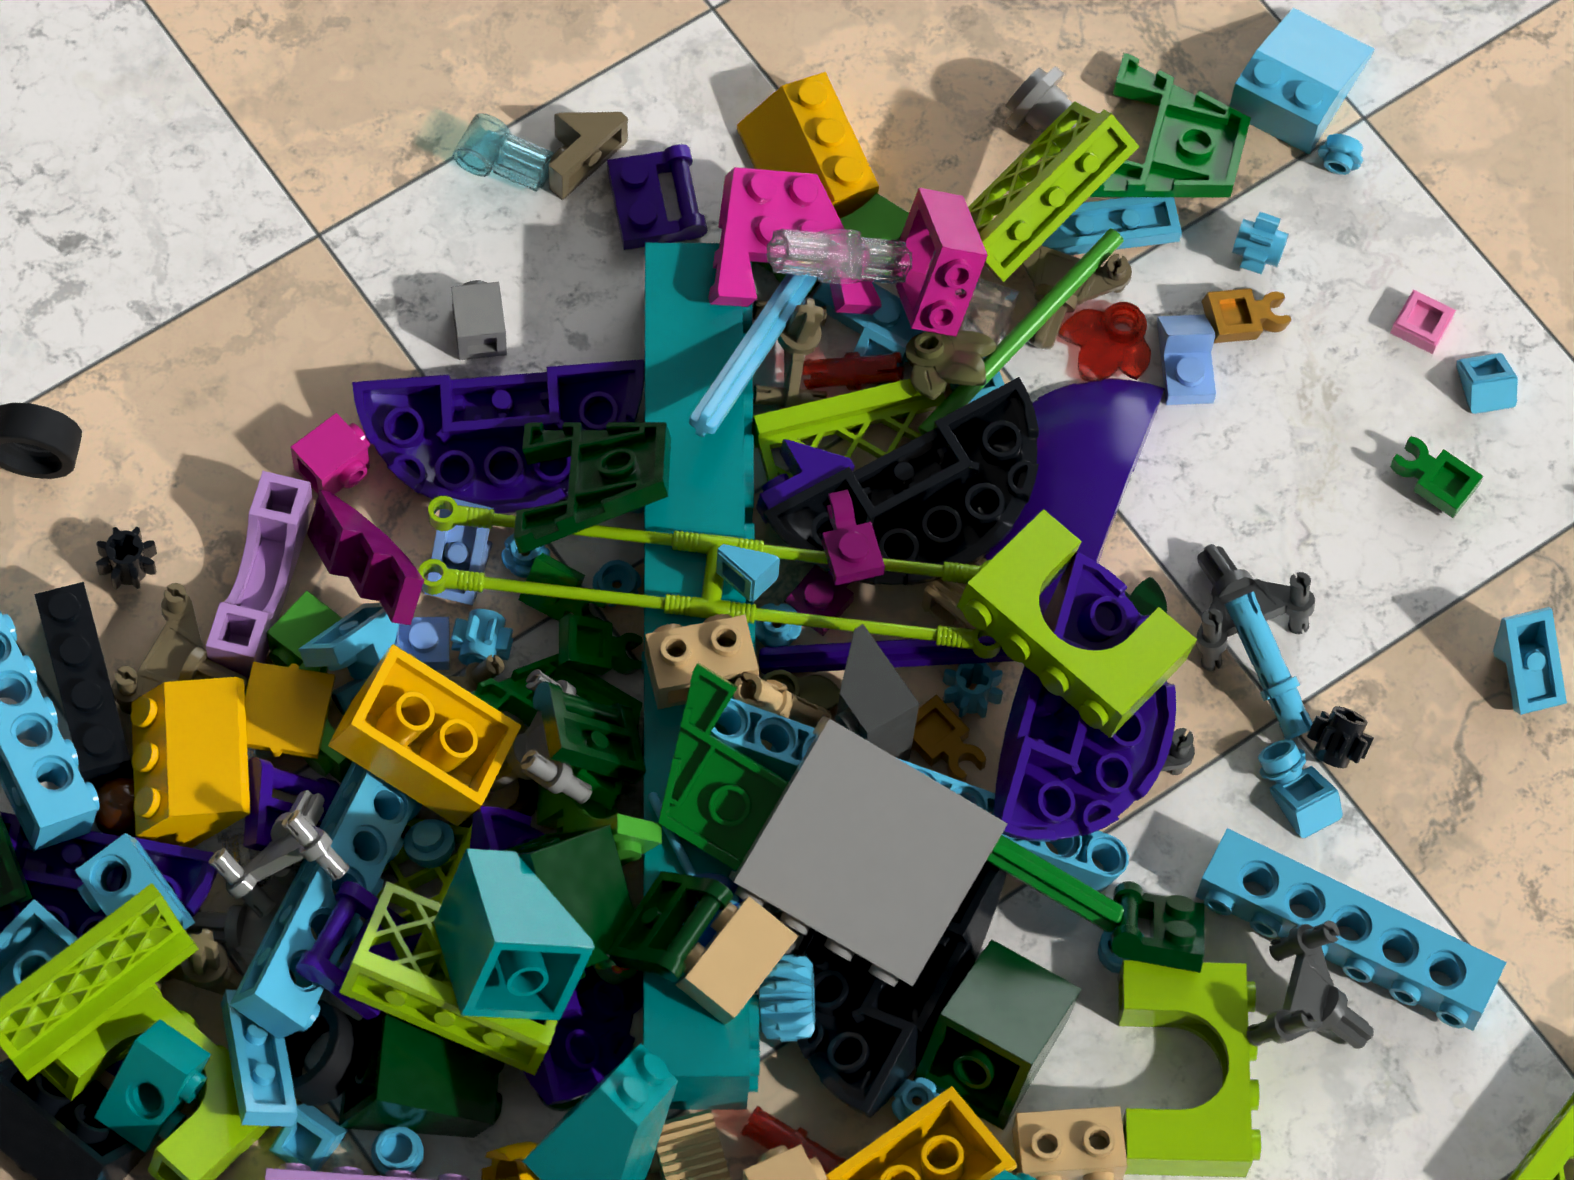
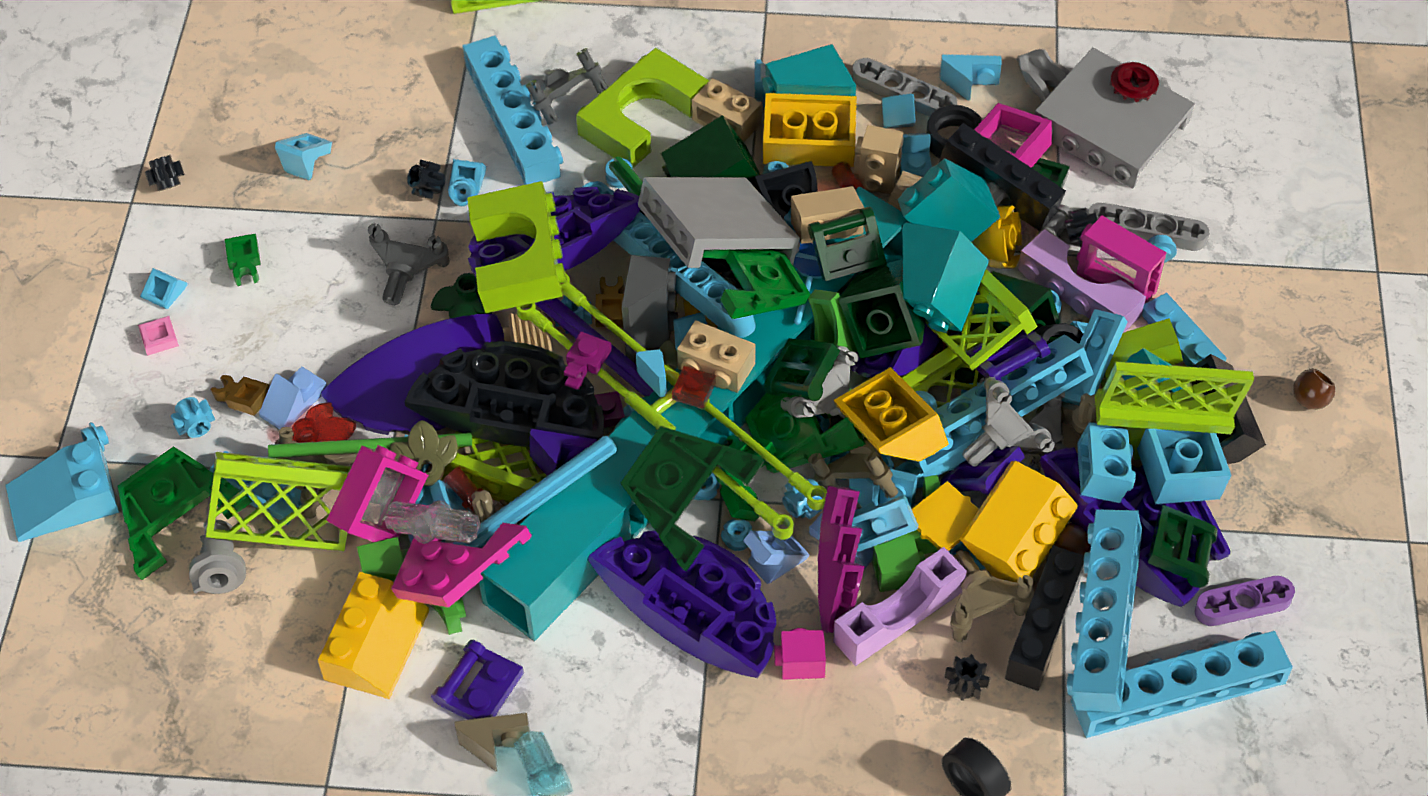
camera: 135 degrees left, 10 degrees down
(479, 320) = (649, 675): light grey brick -> none
(688, 596) = (693, 387): none -> clear red plate
(775, 698) = (672, 341): tan pin -> none
(1175, 929) = (593, 150): dark green plate -> none
(1269, 665) = (429, 216): medium azure pin -> none

